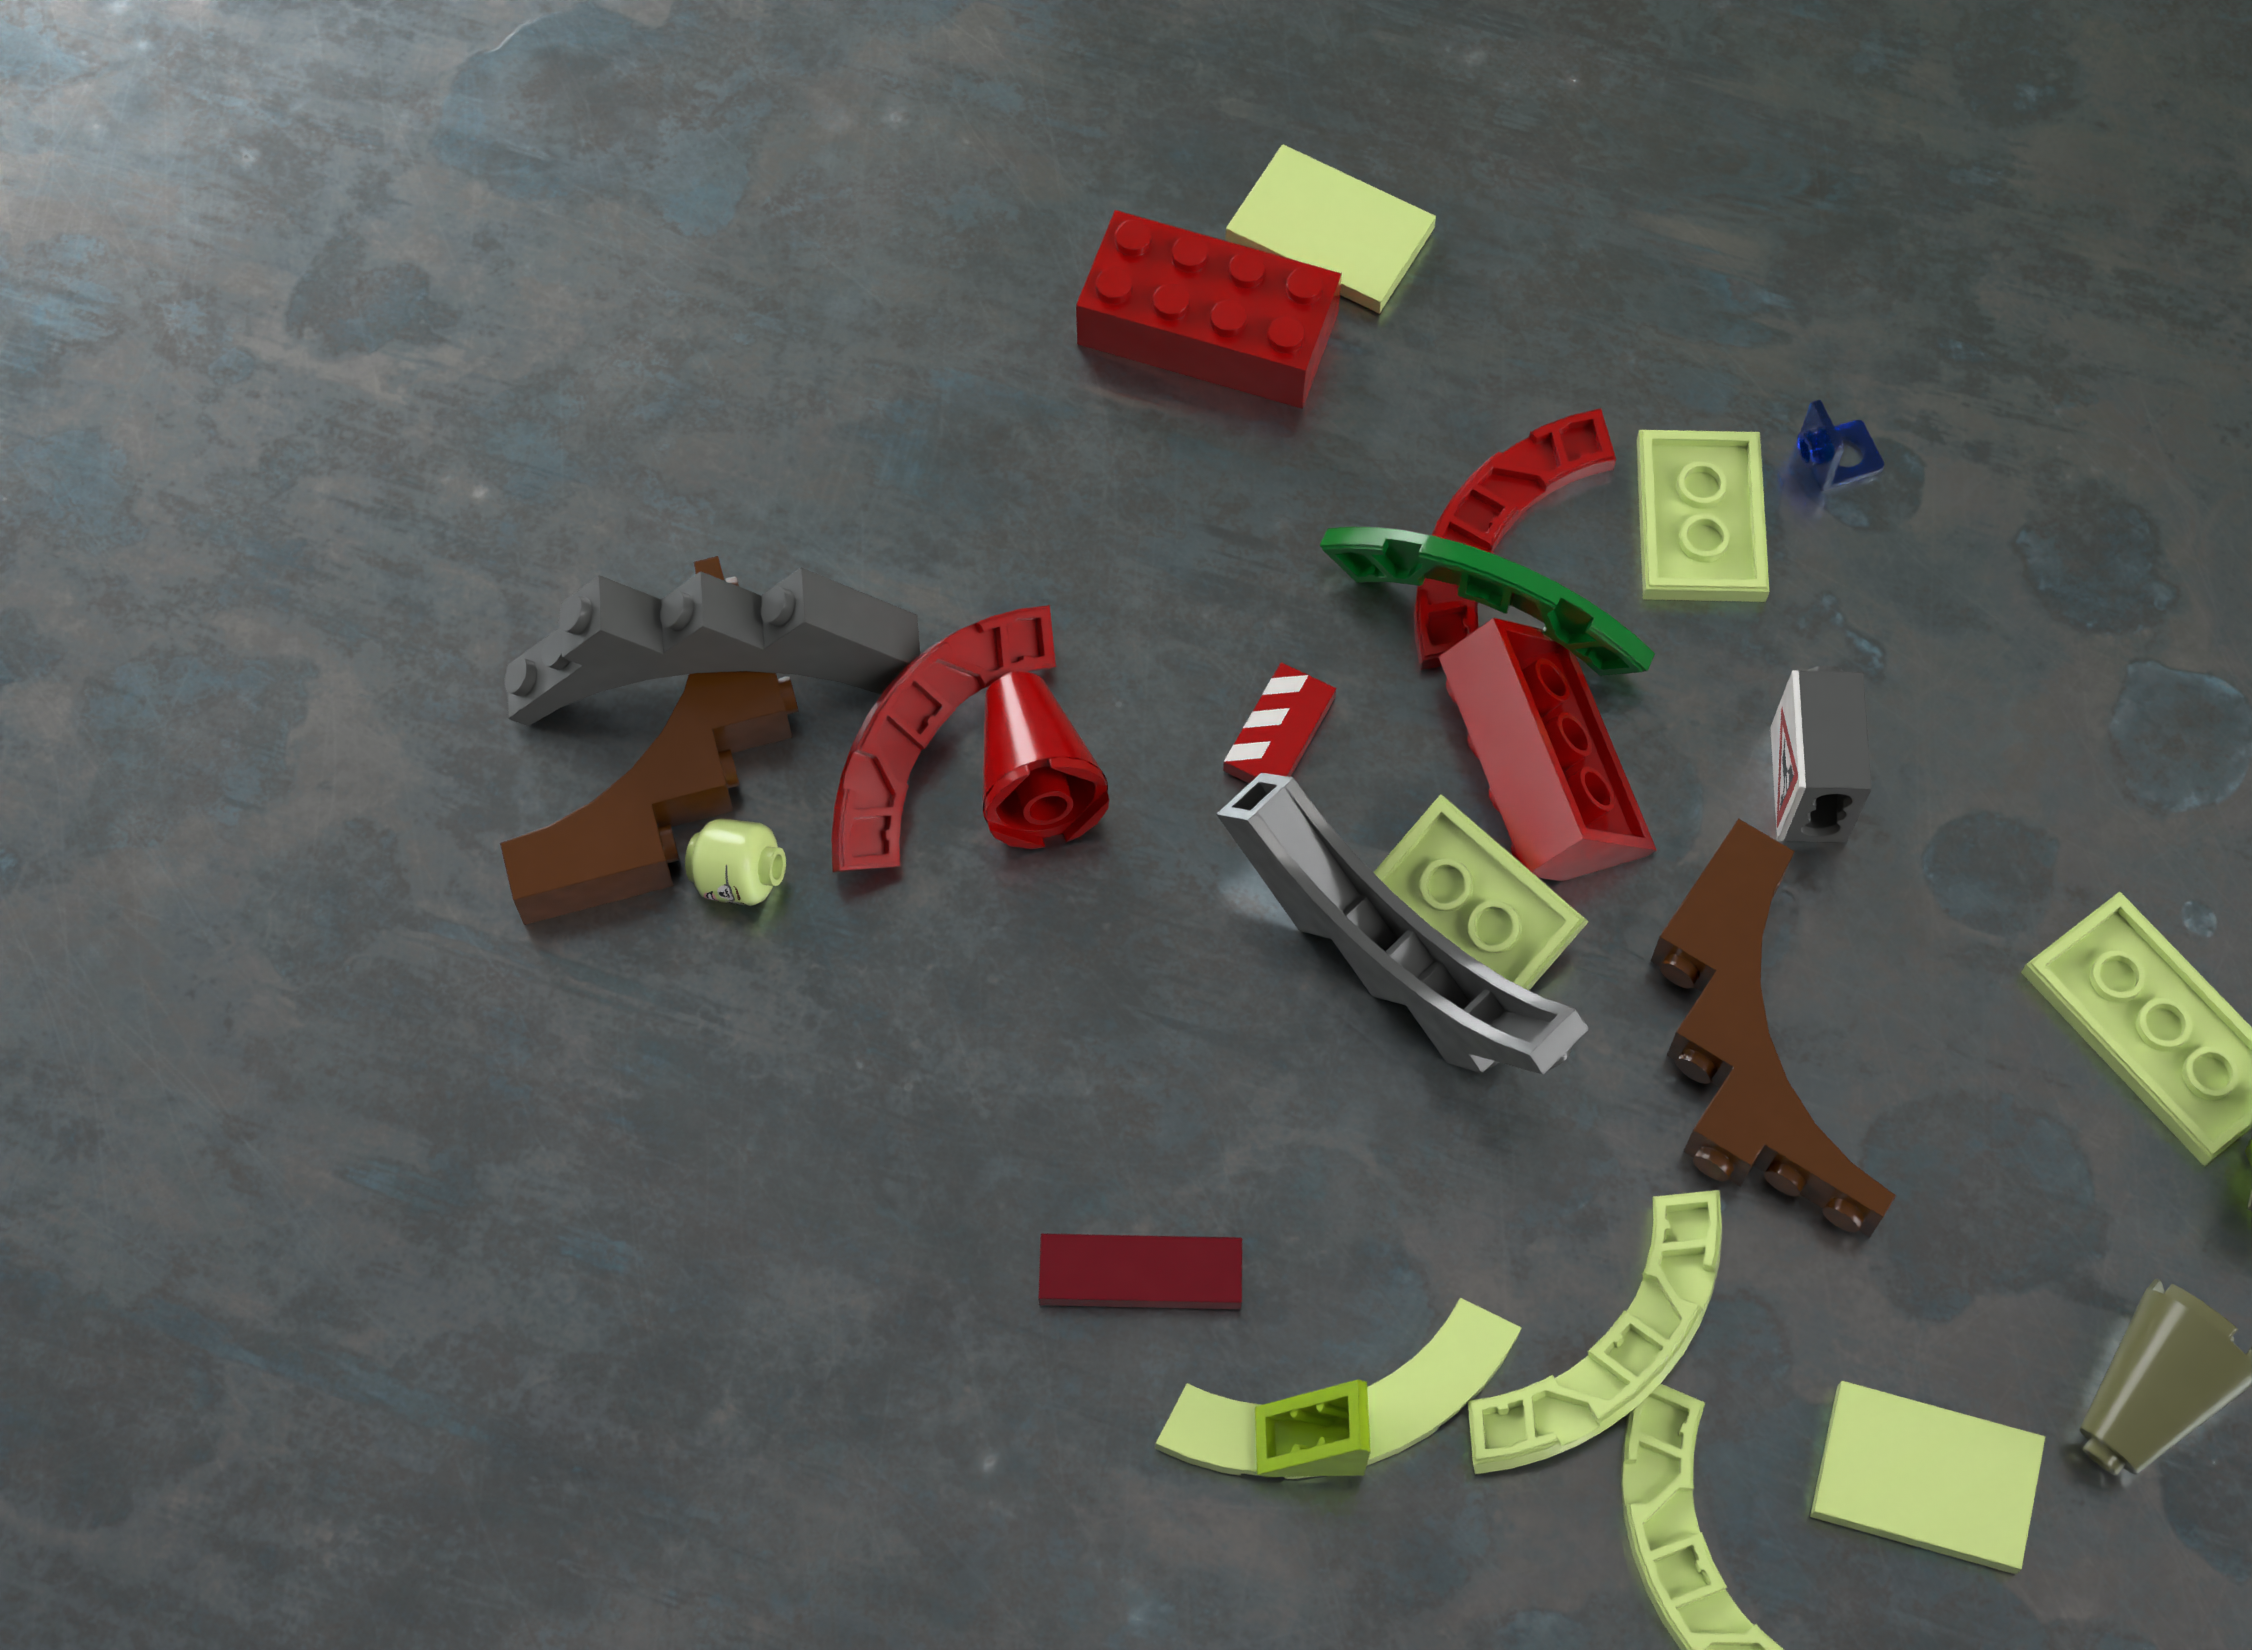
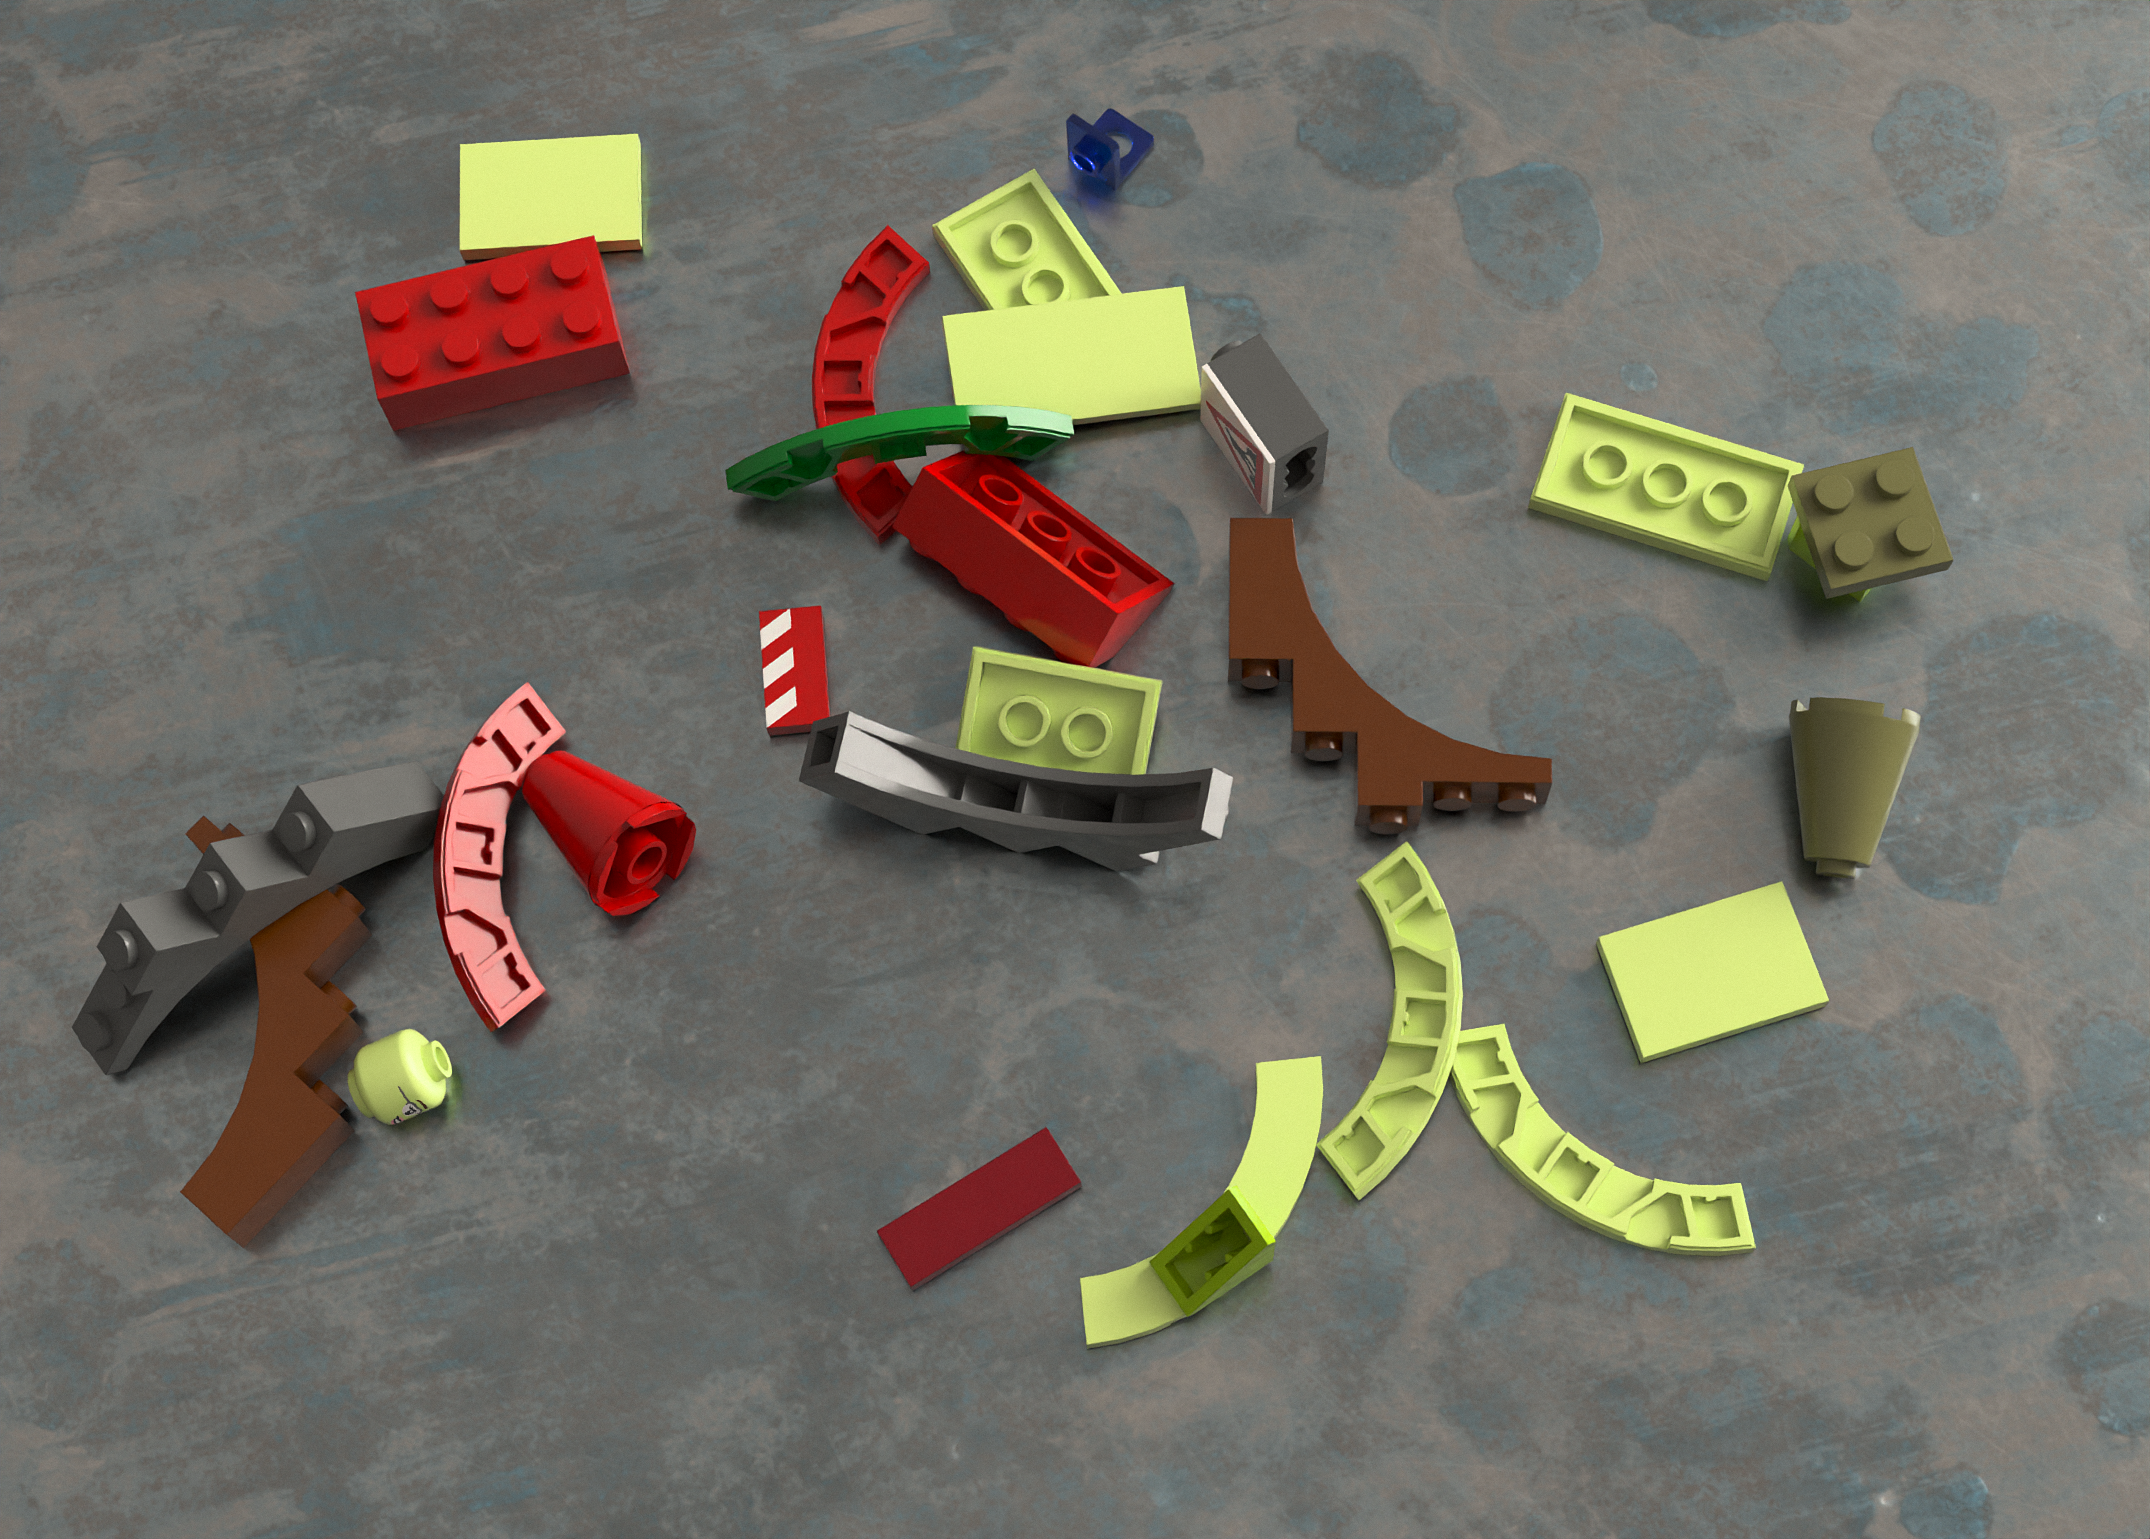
camera: 30 degrees left, 5 degrees up
(1696, 609) = (1078, 356): none -> yellowish green tile

